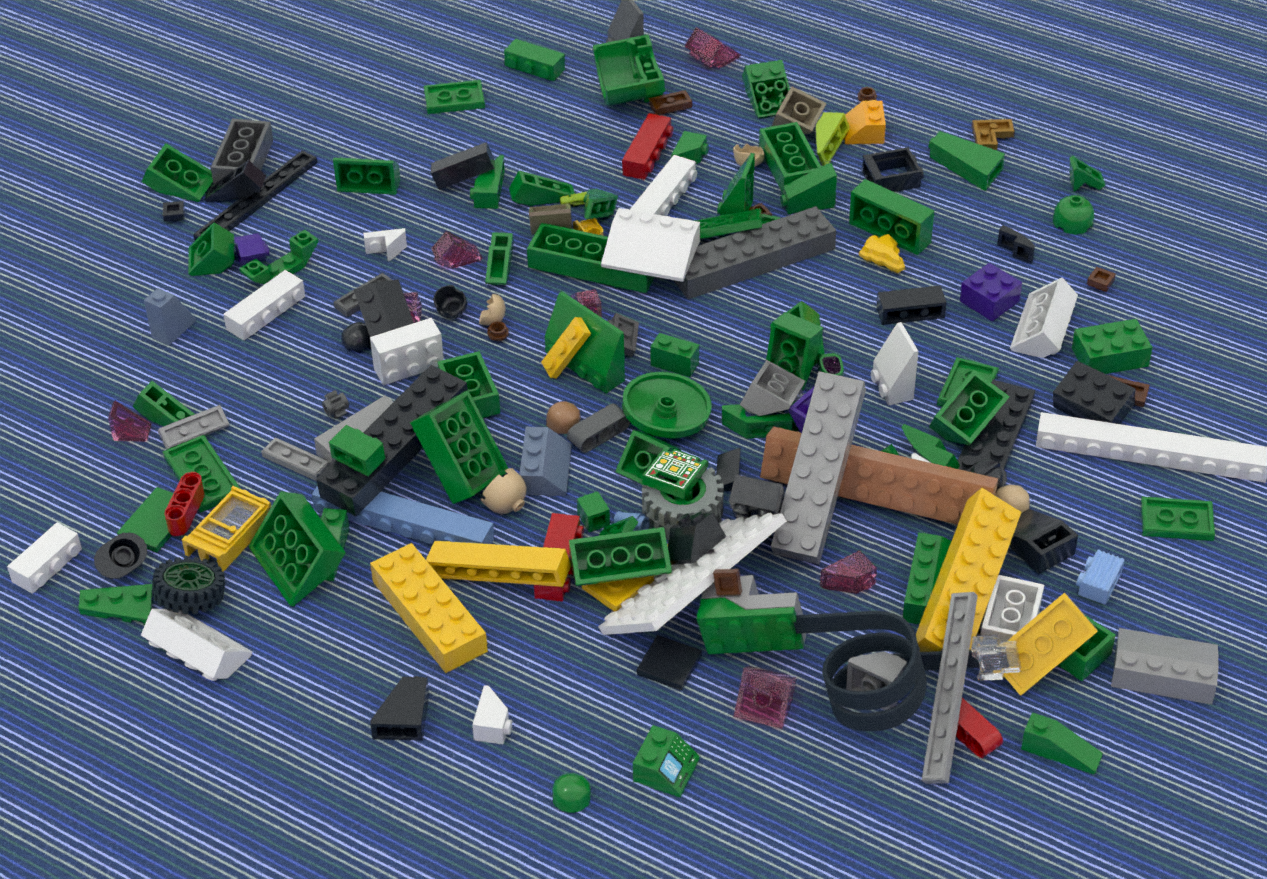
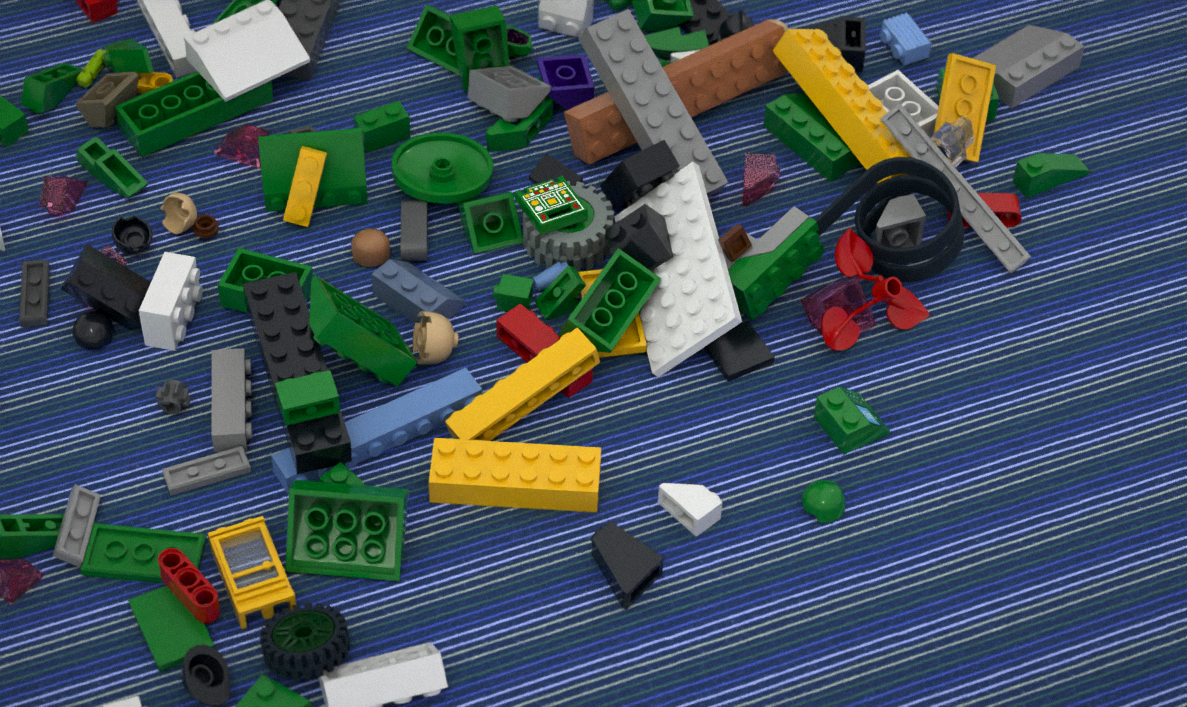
camera: 55 degrees left, 5 degrees up
(806, 733) = (903, 307): none -> red plant

